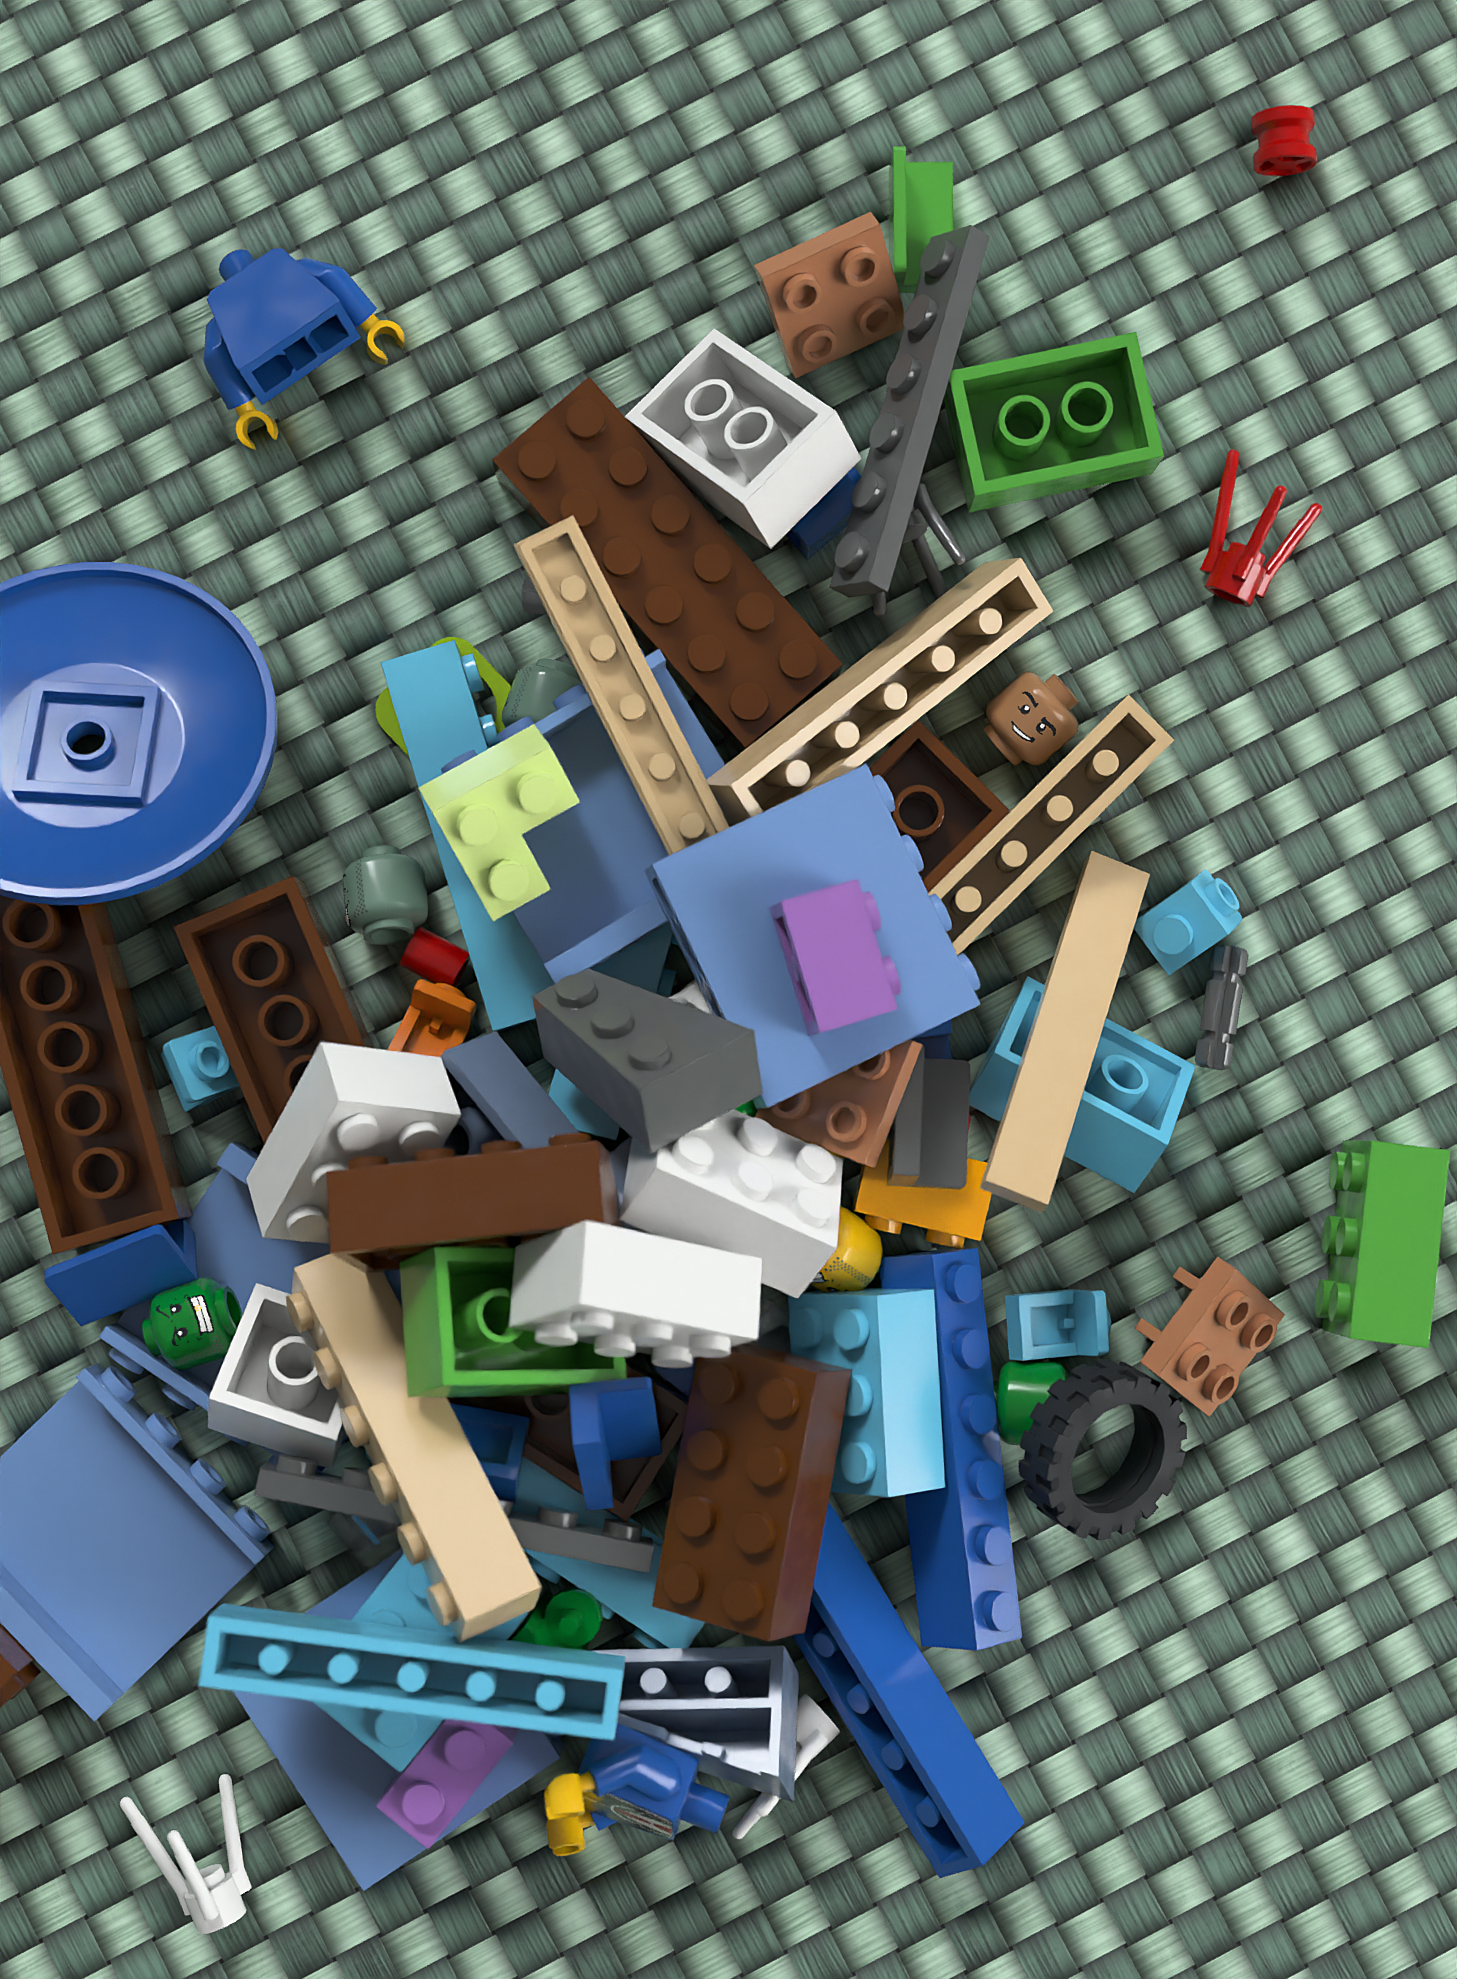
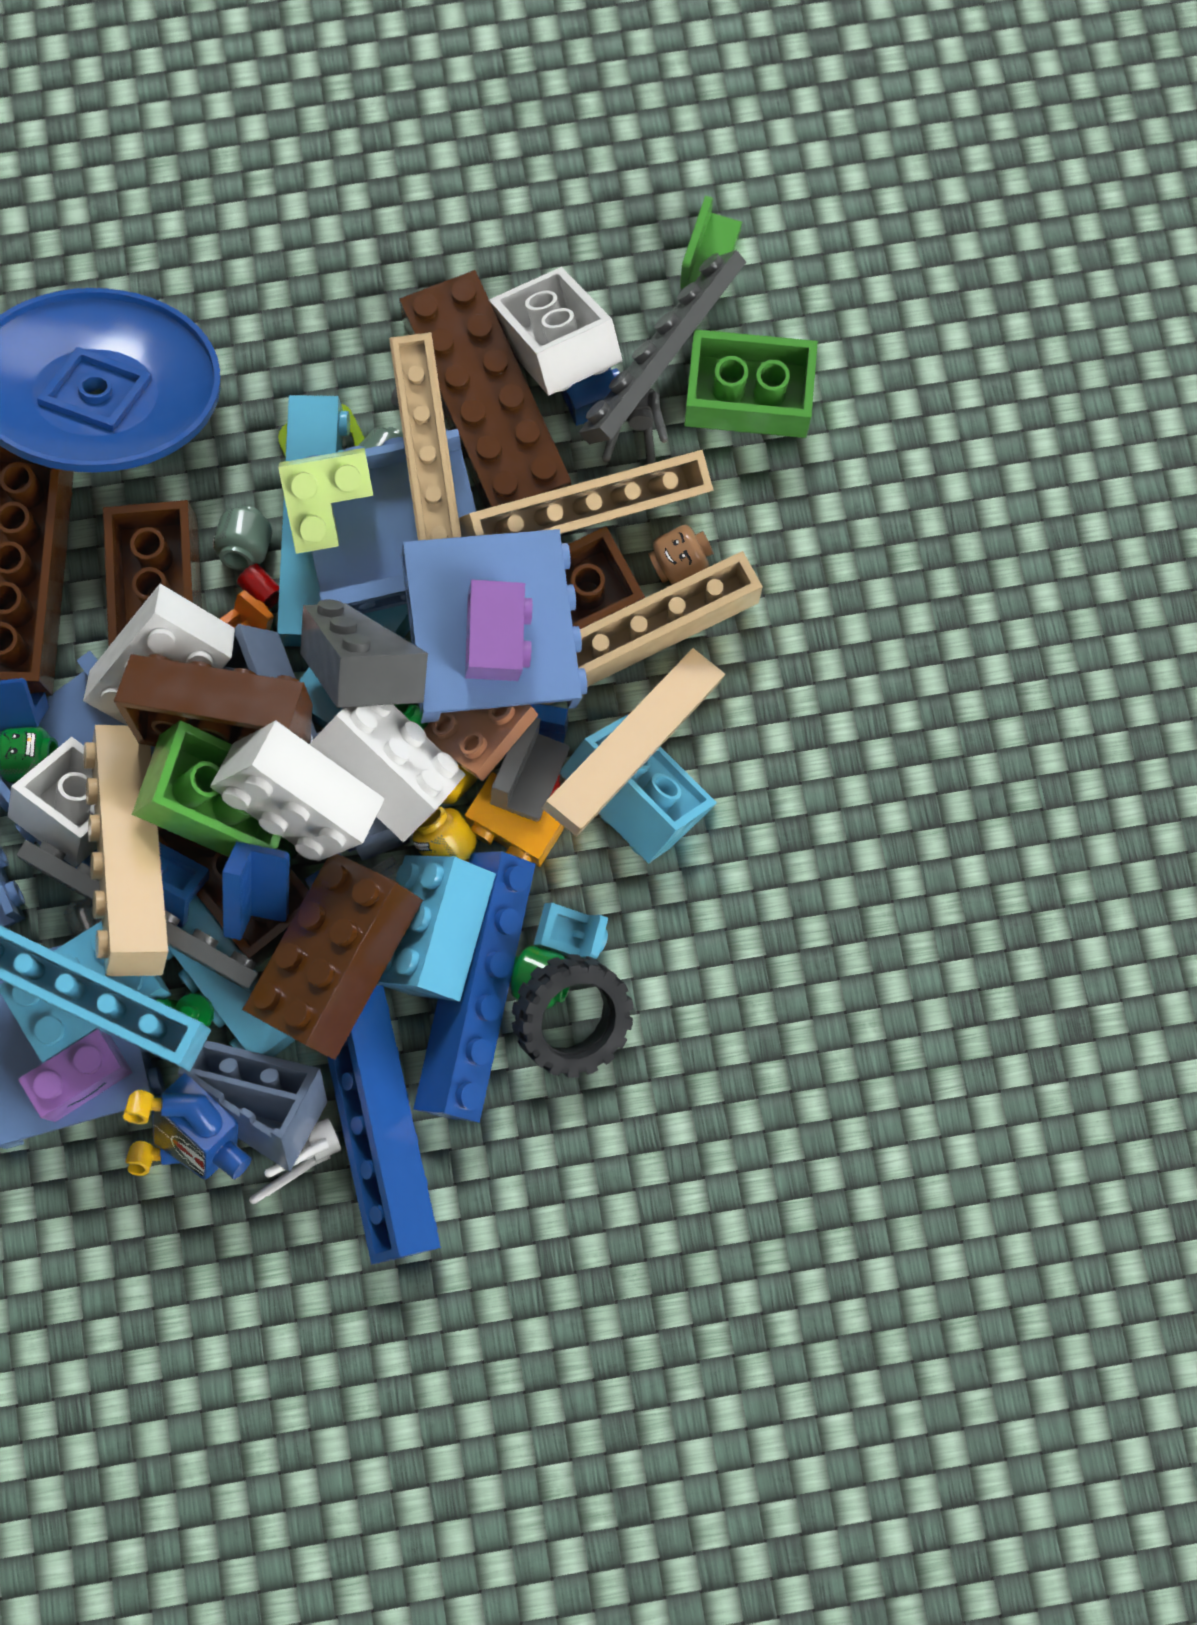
camera: 20 degrees right, 10 degrees down
(199, 1068) = (87, 602): medium azure bracket -> none
(279, 324) = (300, 190): blue torso -> none
(832, 295) = (640, 269): nougat plate -> none
(1189, 921) = (740, 709): medium azure bracket -> none
(1211, 1335) = (668, 968): nougat plate -> none
(1221, 1007) = (744, 770): dark grey axle -> none
(1238, 572) = (840, 509): red plant -> none
(1283, 140) = (949, 267): red wheel -> none
(1383, 1242) = (797, 940): bright green brick -> none

